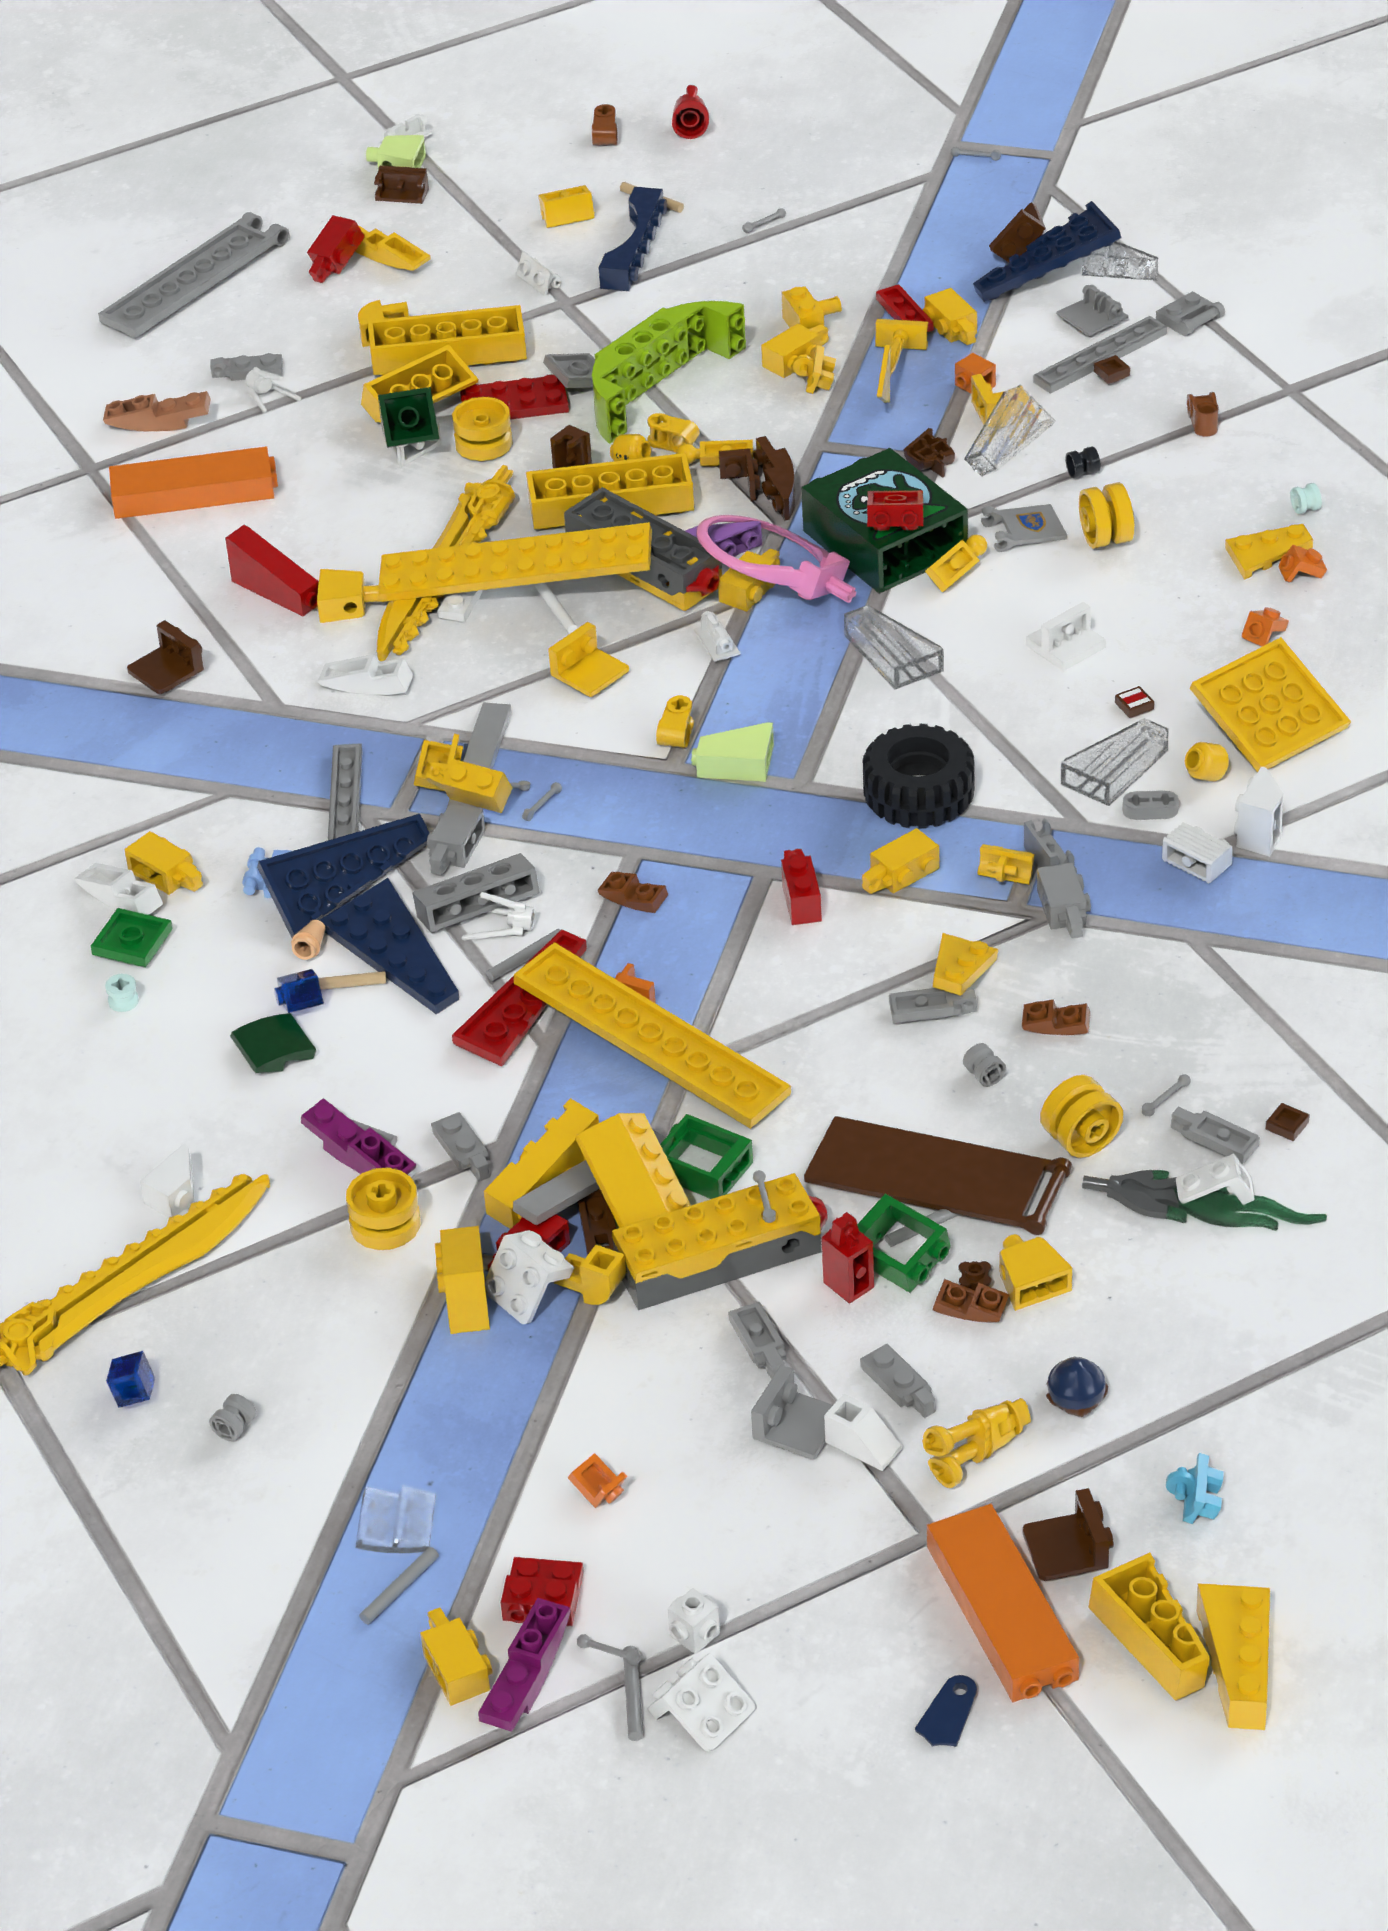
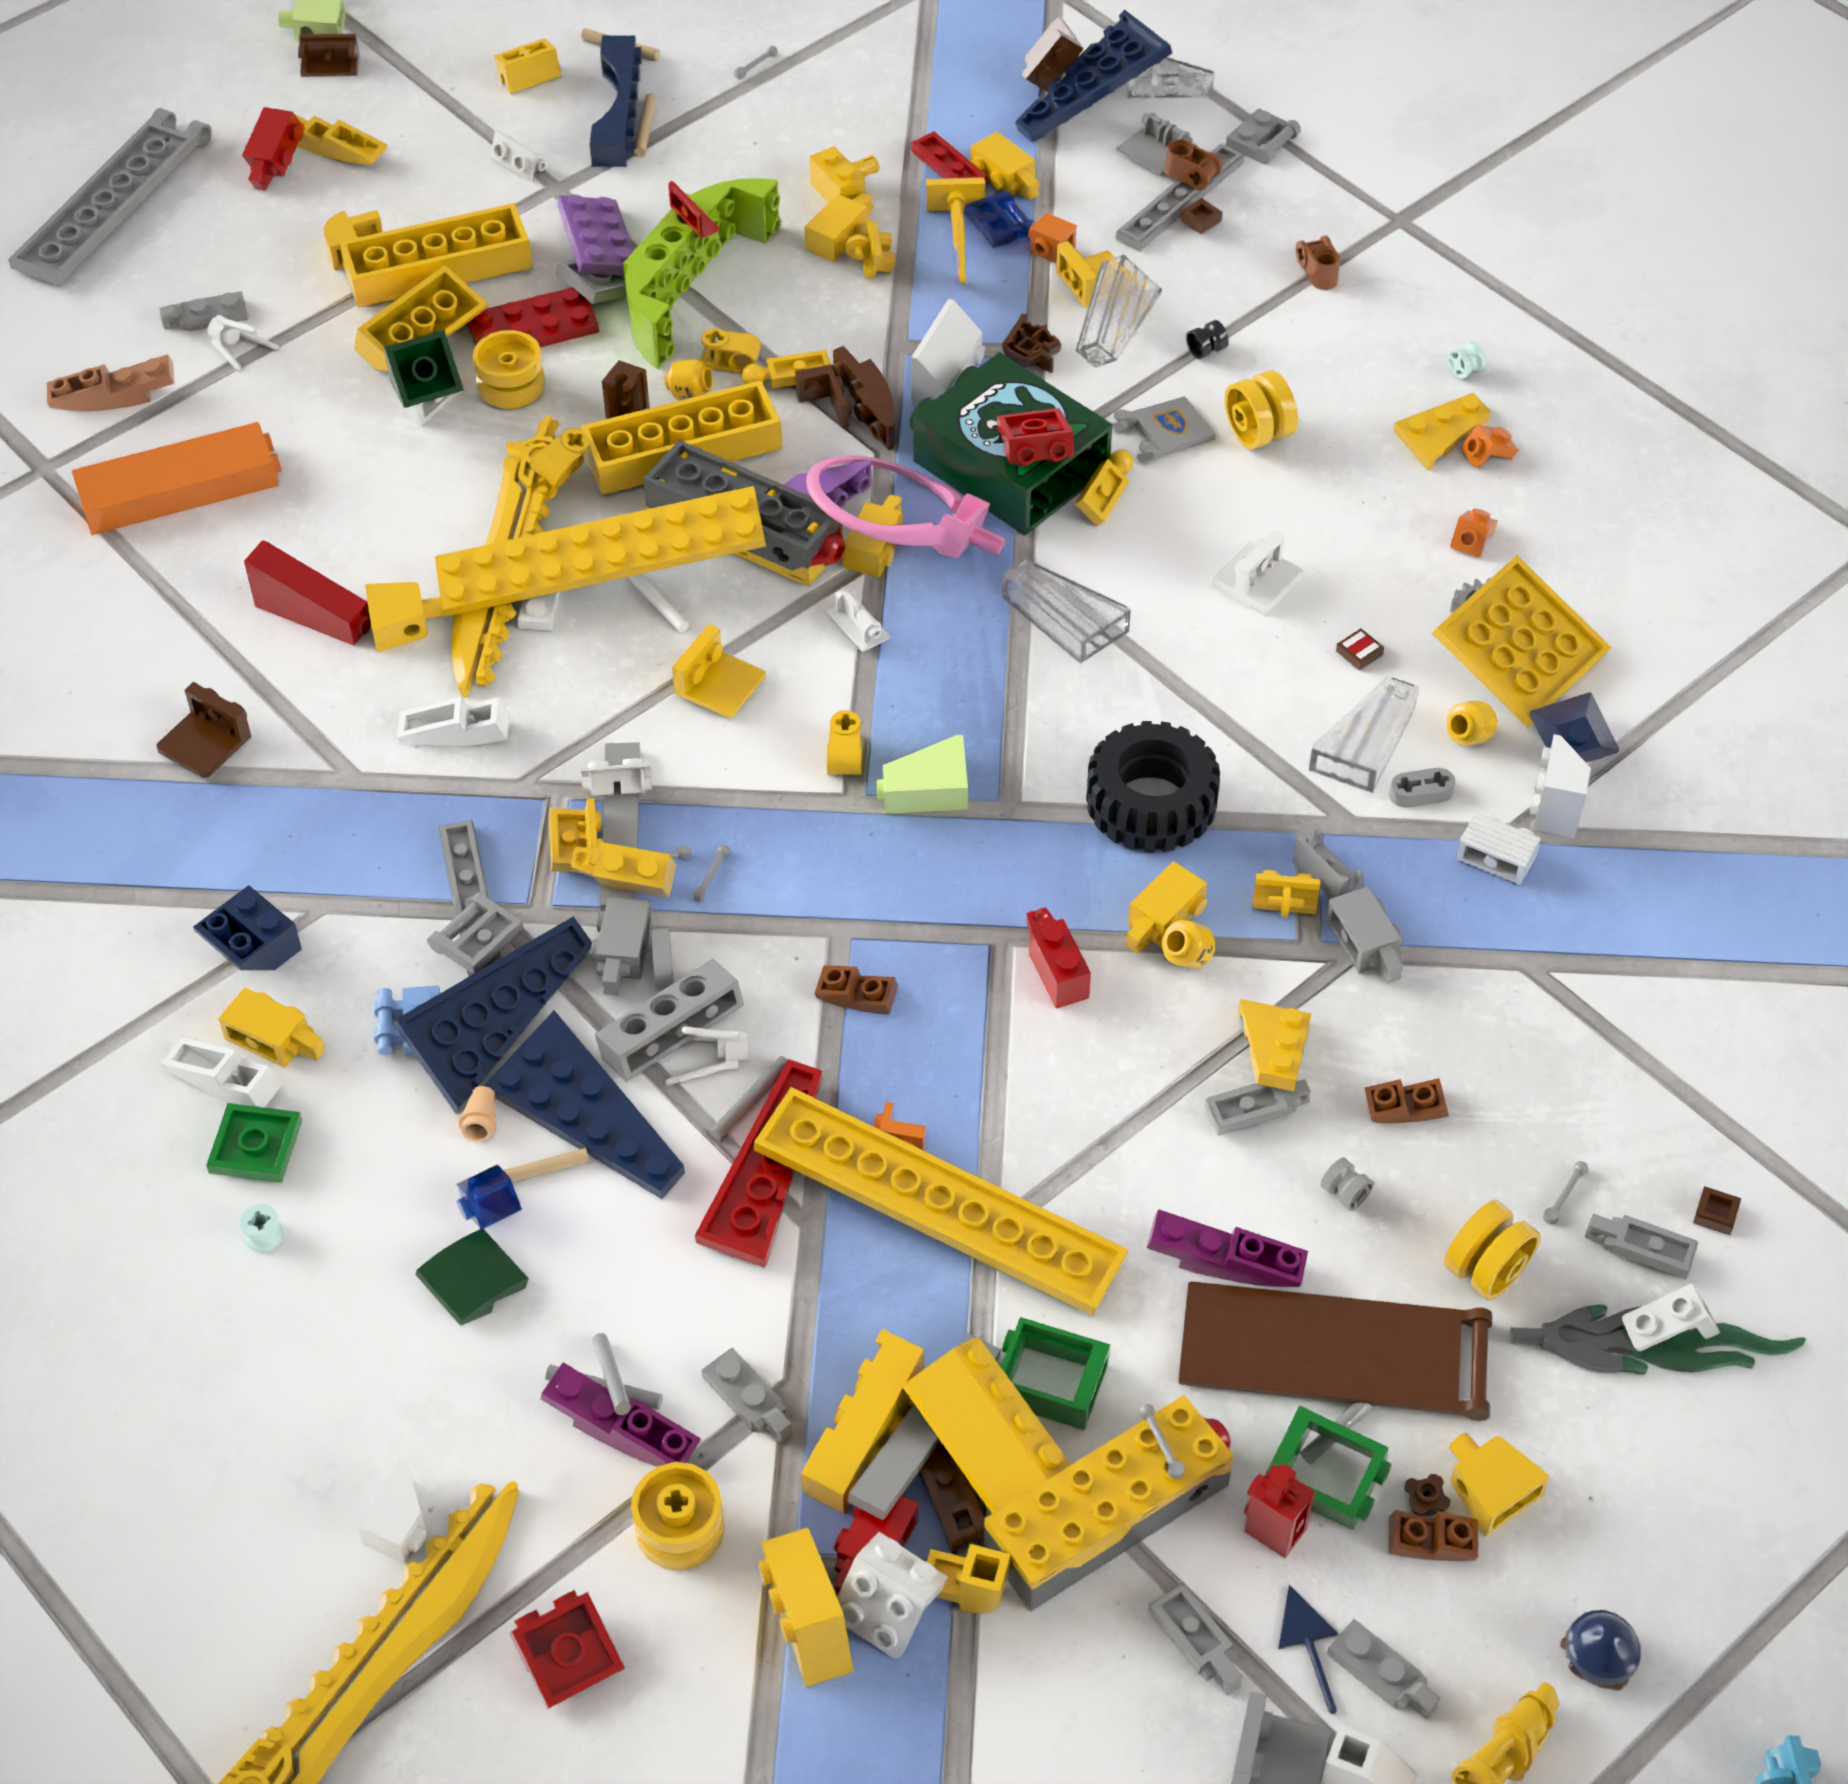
camera: 15 degrees left, 10 degrees up
(166, 797) = (250, 932): none -> dark blue slope
(274, 1279) = (566, 1648): none -> red plate
(341, 816) = (480, 941): none -> light grey plate
(359, 1113) = (611, 1374): none -> light grey bar
(483, 848) = (662, 957): none -> light grey beam
(496, 724) = (602, 777): none -> white hinge
(504, 492) = (562, 456): none -> yellow piece
(583, 334) = (595, 233): none -> medium lavender plate
(654, 260) = (645, 125): none -> tan bar
(661, 320) = (690, 212): none -> red slope
(847, 442) = (945, 352): none -> white slope
(848, 1346) = (1305, 1625): none -> dark blue piece
(874, 1102) = (1227, 1256): none -> magenta slope
(910, 888) = (1188, 944): none -> yellow head
(928, 358) = (994, 223): none -> clear blue plate
(1113, 327) = (1188, 164): none -> dark orange piece
(1299, 776) = (1579, 724): none -> dark blue slope

